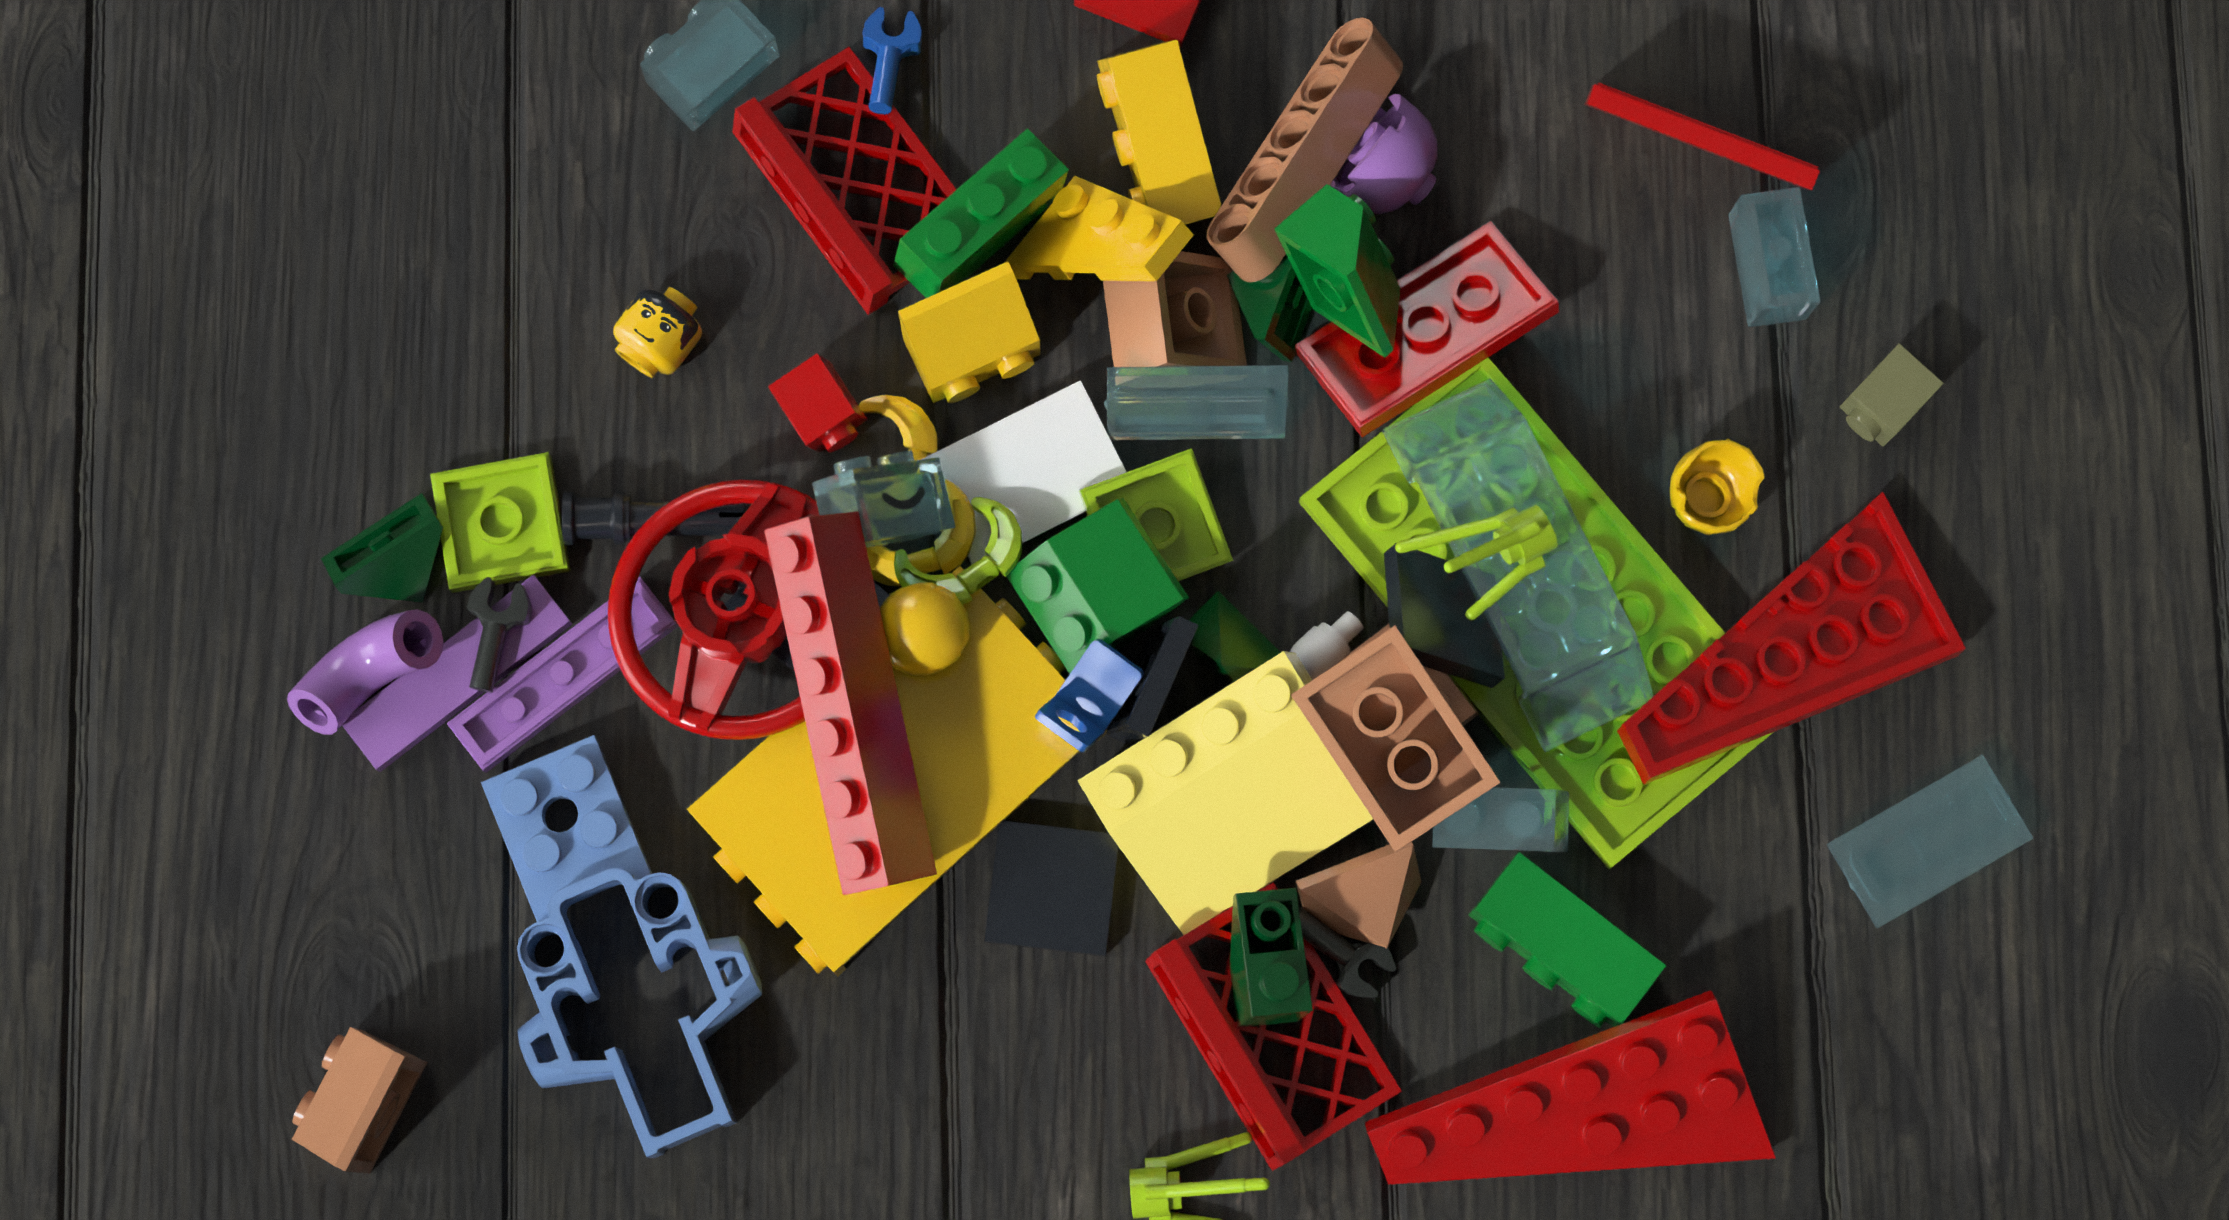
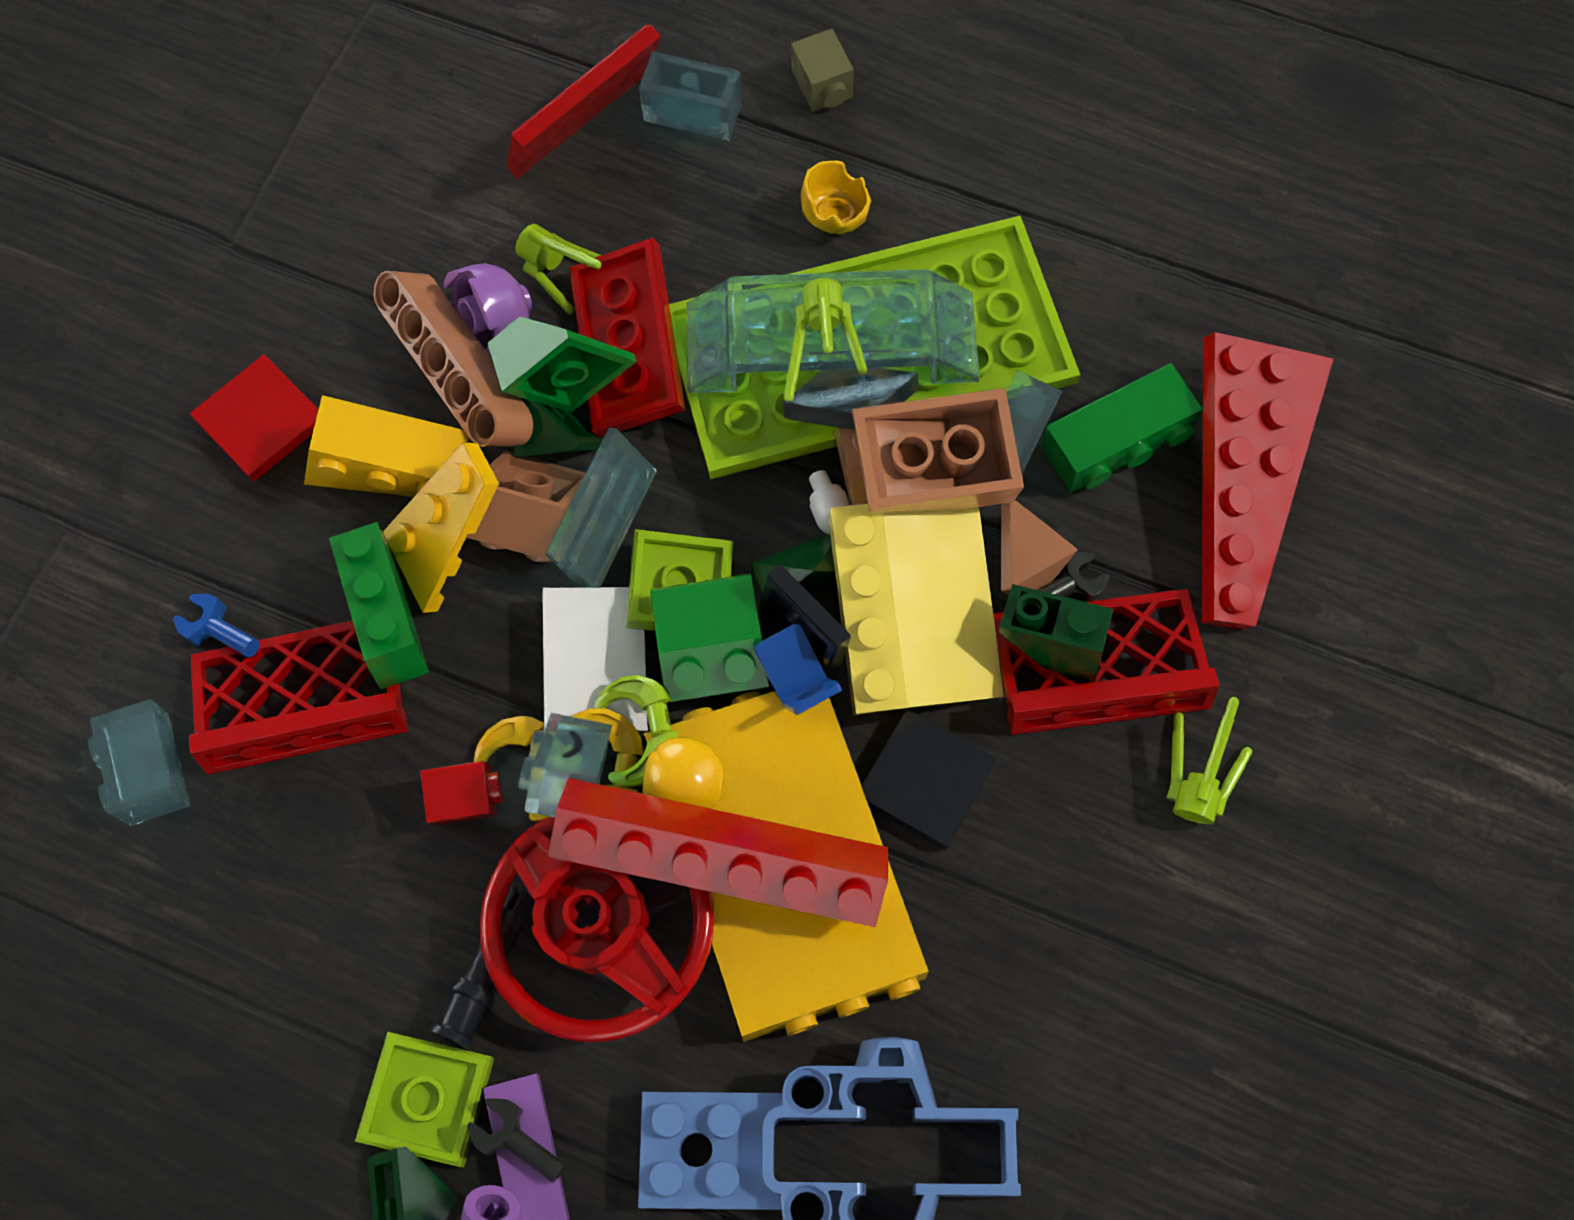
camera: 60 degrees left, 10 degrees down
(554, 681) = (580, 1113): medium lavender tile -> none
(657, 331) = (335, 898): yellow head -> none
(970, 334) = (465, 651): yellow slope -> none
(1496, 183) = (547, 250): none -> lime plant
(1820, 638) = (976, 182): red wing -> none
(1929, 841) = (1144, 175): clear light blue piece -> none

